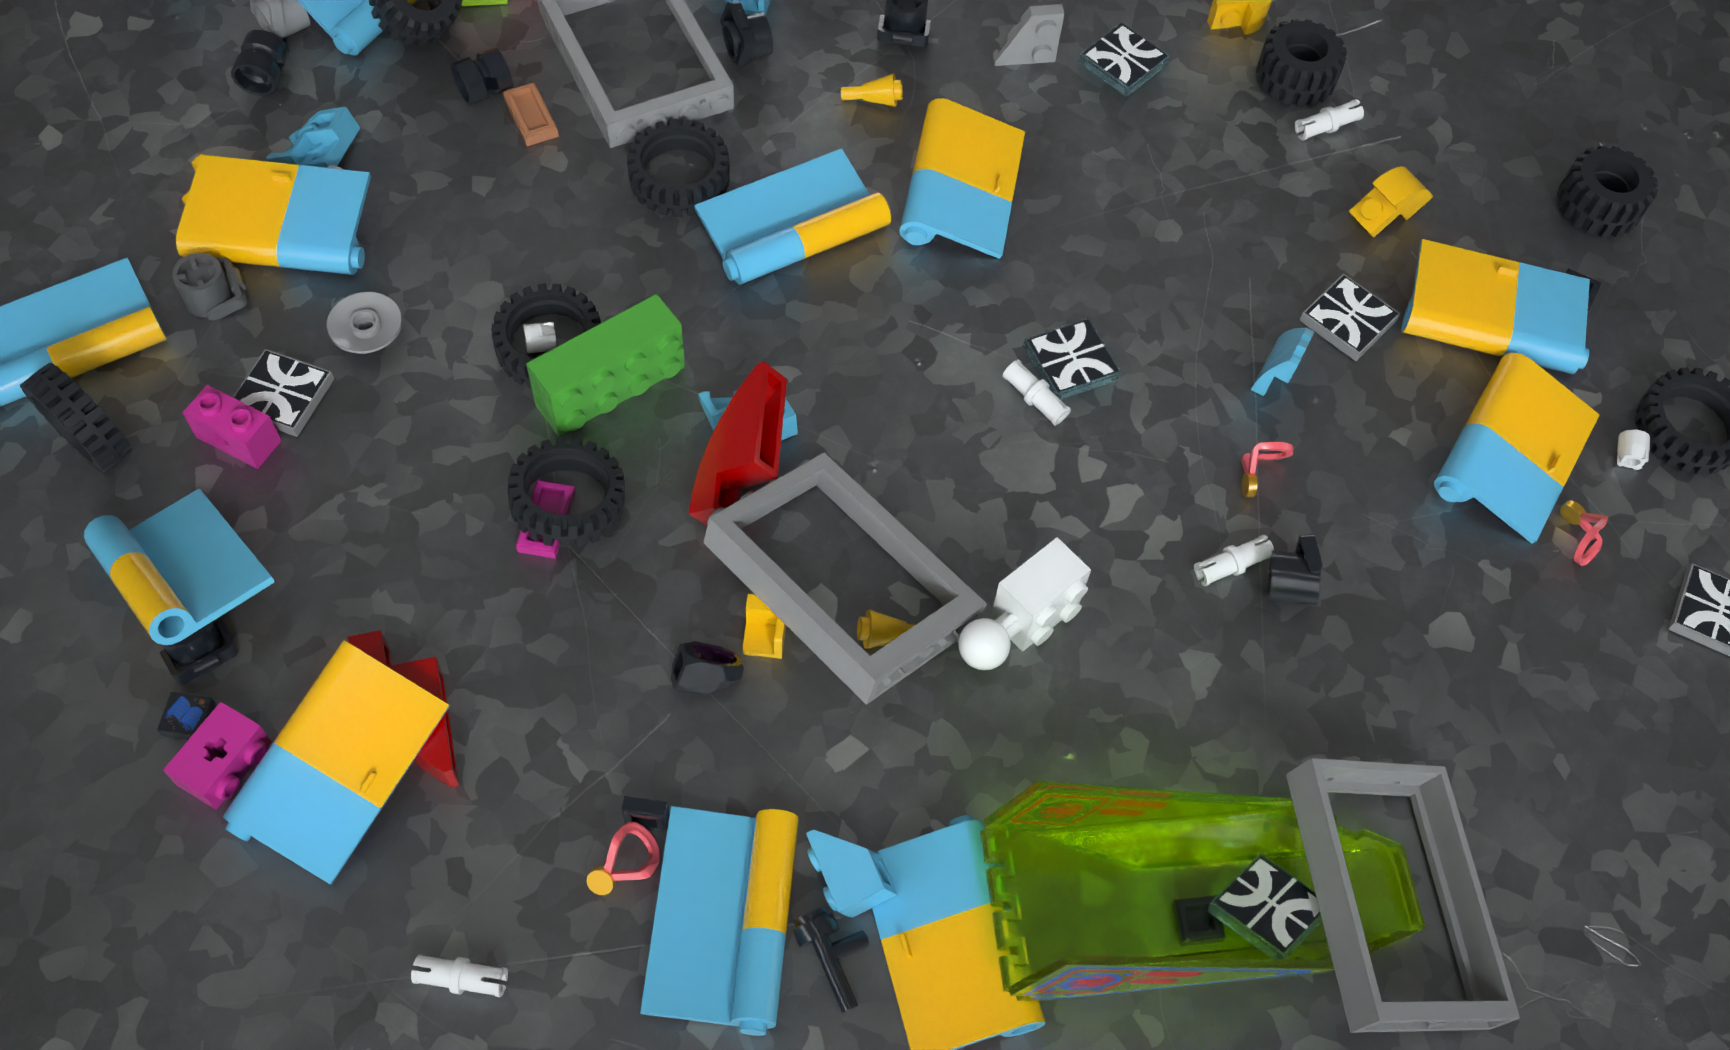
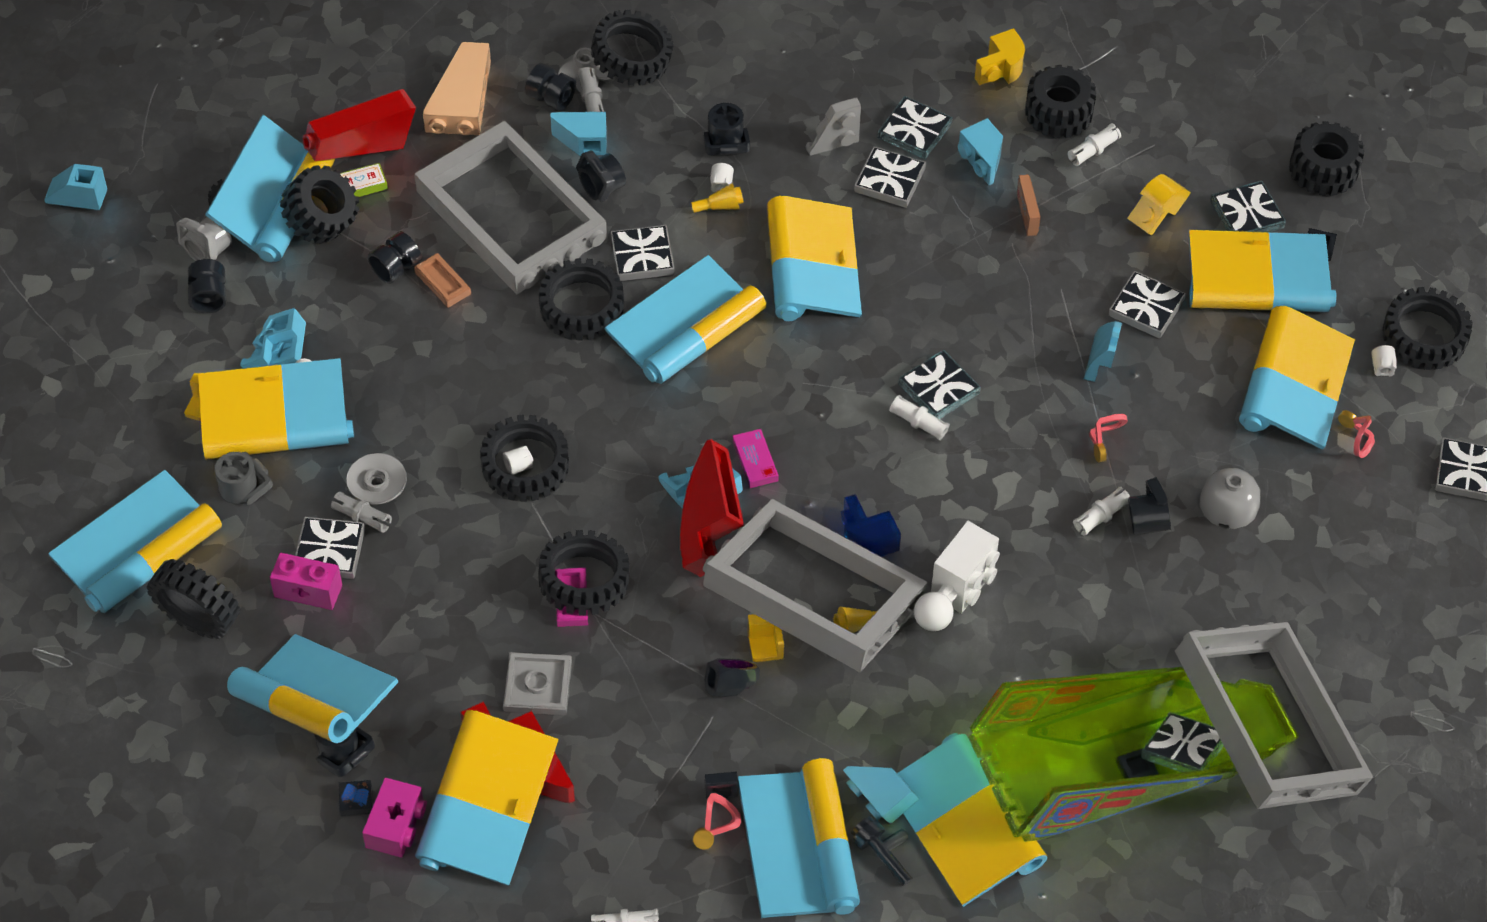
camera: 10 degrees left, 5 degrees down
(333, 358) = (361, 512): none -> light grey pin
(465, 620) = (537, 683): none -> light grey tile
(607, 365) = (583, 469): bright green piece -> none
(767, 131) = (642, 253): none -> tile
(823, 398) = (755, 458): none -> dark pink tile
(884, 64) = (721, 176): none -> white hose
(939, 525) = (873, 533): none -> clear blue brick
(1079, 107) = (890, 177): none -> tile
(1195, 96) = (982, 148): none -> medium azure slope
(1234, 171) = (1028, 205): none -> nougat tile
(1402, 580) = (1230, 498): none -> light grey cylinder
(1498, 230) = (1248, 209): none -> tile

